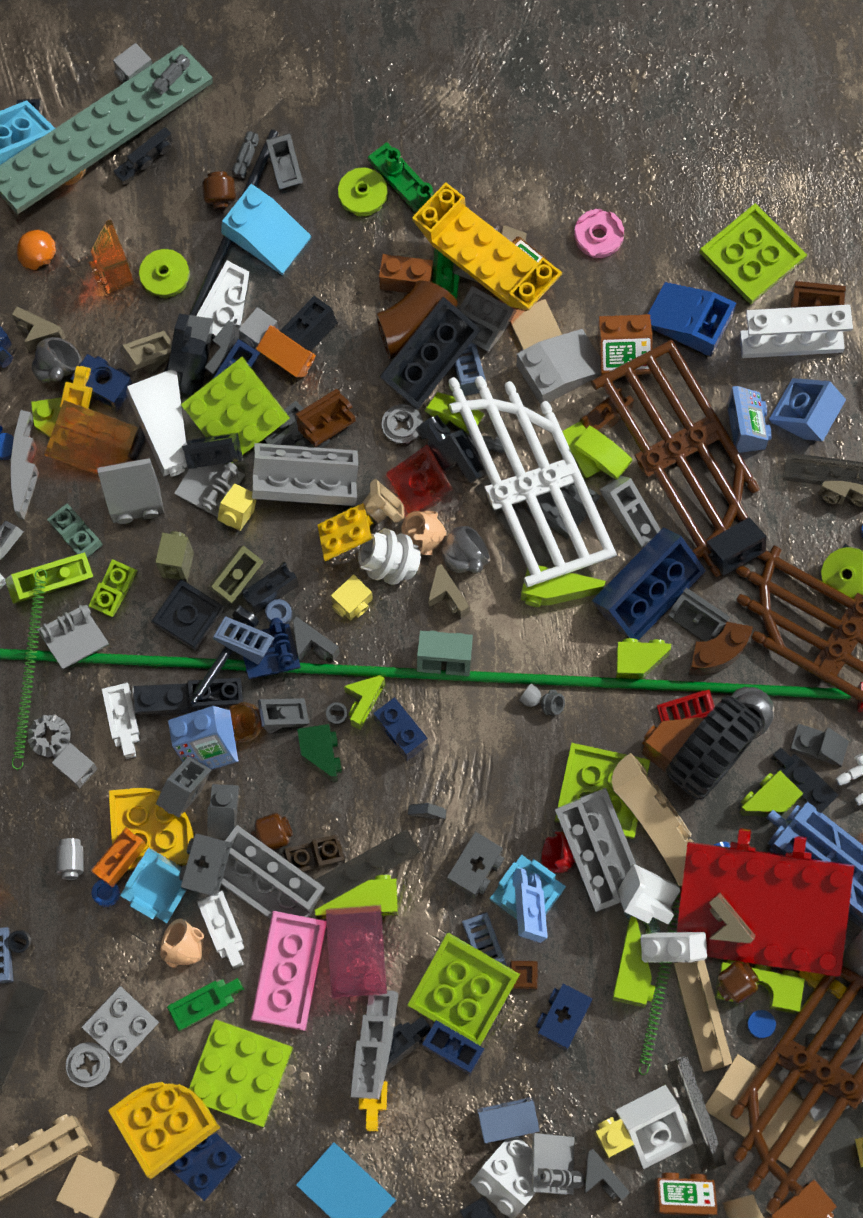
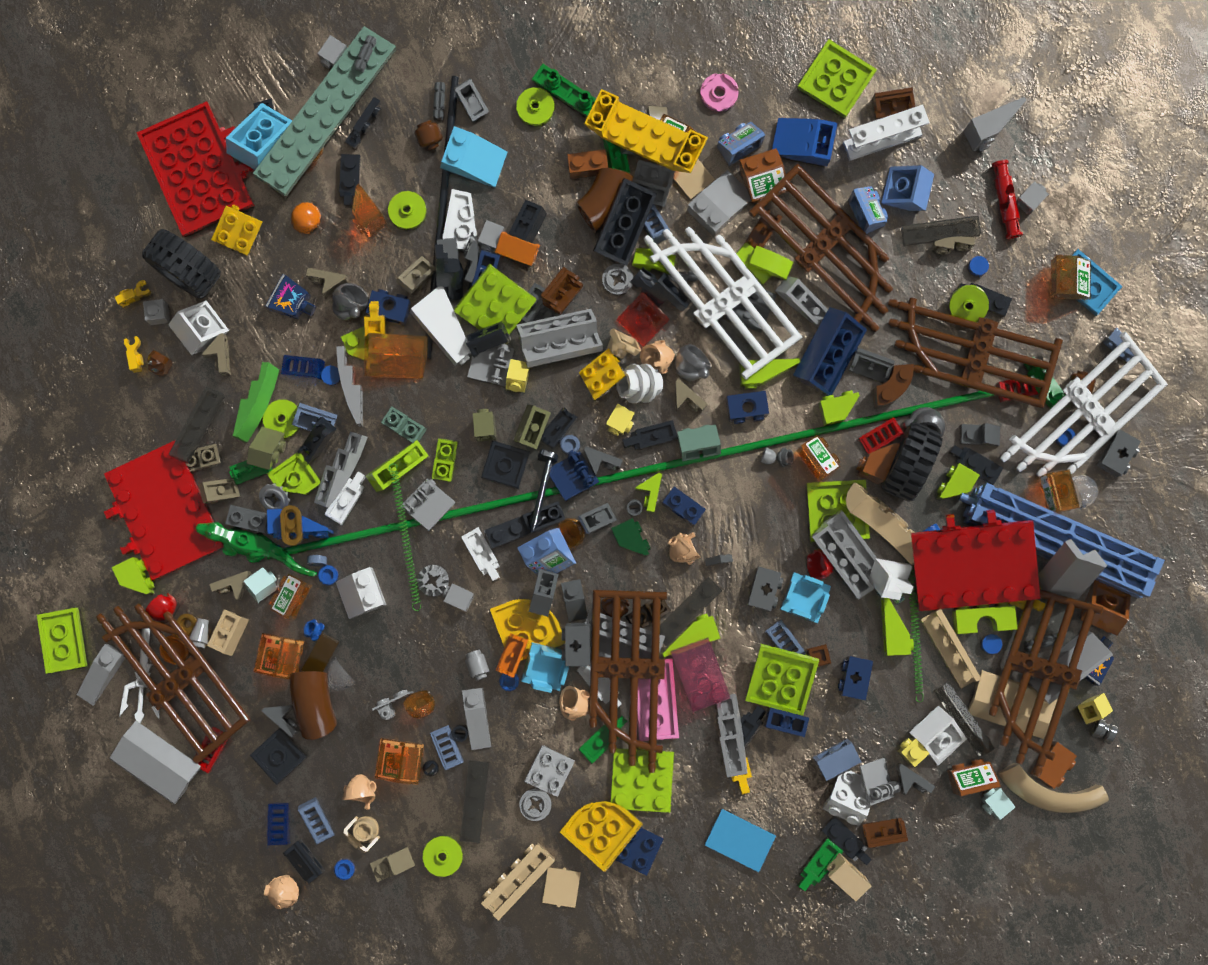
camera: 20 degrees left, 10 degrees up
(47, 927) = (476, 718): none -> light grey slope
(109, 206) = (349, 177): none -> black hinge
(131, 491) = (438, 387): light grey slope -> none
(245, 650) = (561, 468): sand blue slope -> none
(258, 913) = (632, 668): none -> reddish brown piece
(383, 783) = (682, 549): none -> light nougat helmet
(386, 629) = (651, 436): none -> black hinge
(510, 614) = (757, 400): none -> dark blue brick
(530, 906) = (812, 609): light blue hinge -> none
(595, 715) = (818, 457): none -> slope
(607, 298) = (741, 142): none -> medium blue slope
(674, 947) = (920, 610): white brick -> none
(735, 928) = (959, 586): dark tan slope -> none
(736, 546) = (885, 306): black hinge -> none
(737, 982) = (971, 622): reddish brown head -> none

